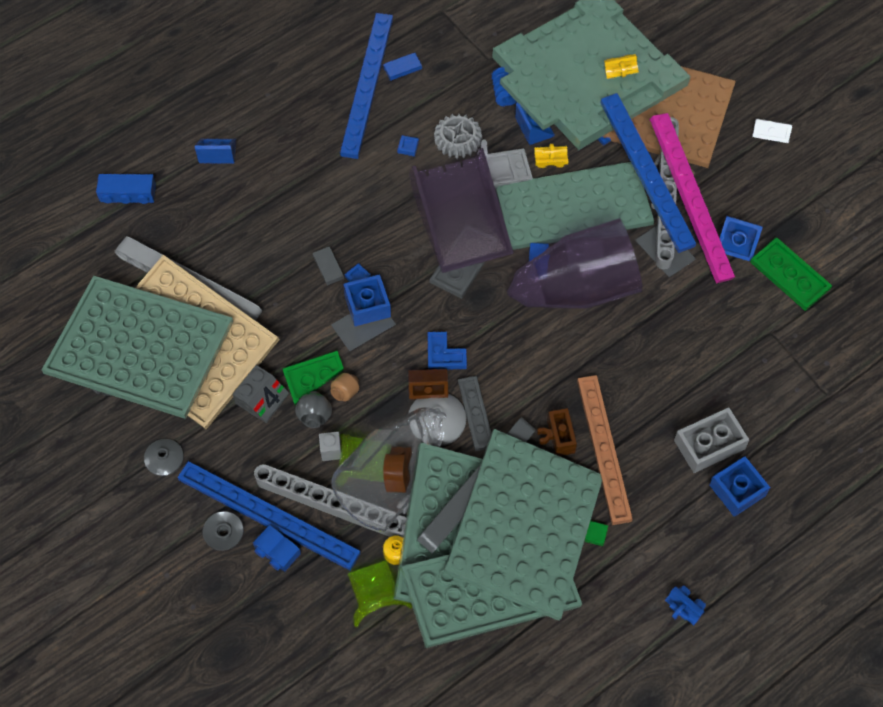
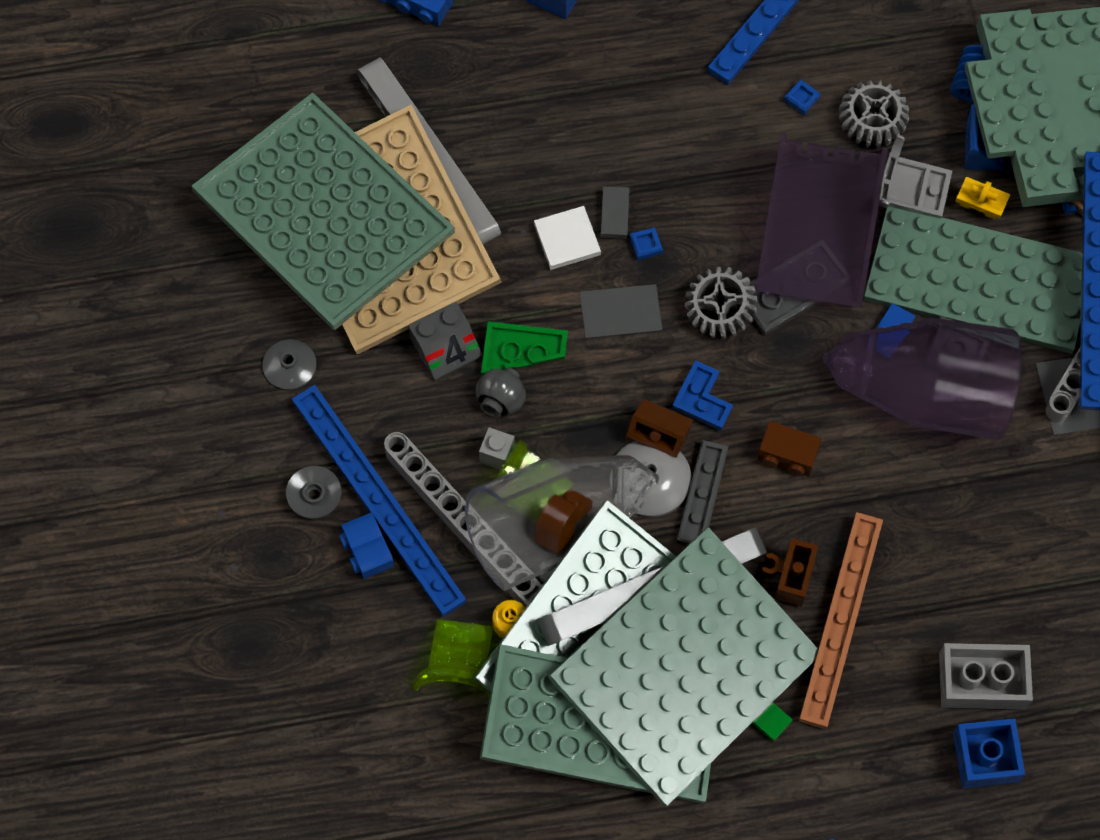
camera: 25 degrees right, 5 degrees up
(305, 294) = (567, 237): none -> white tile
(344, 387) = (553, 382): medium nougat head -> none
(367, 300) = (639, 282): blue brick -> none
(431, 286) = (731, 302): none -> light grey gear
(515, 359) = (789, 449): none -> reddish brown brick

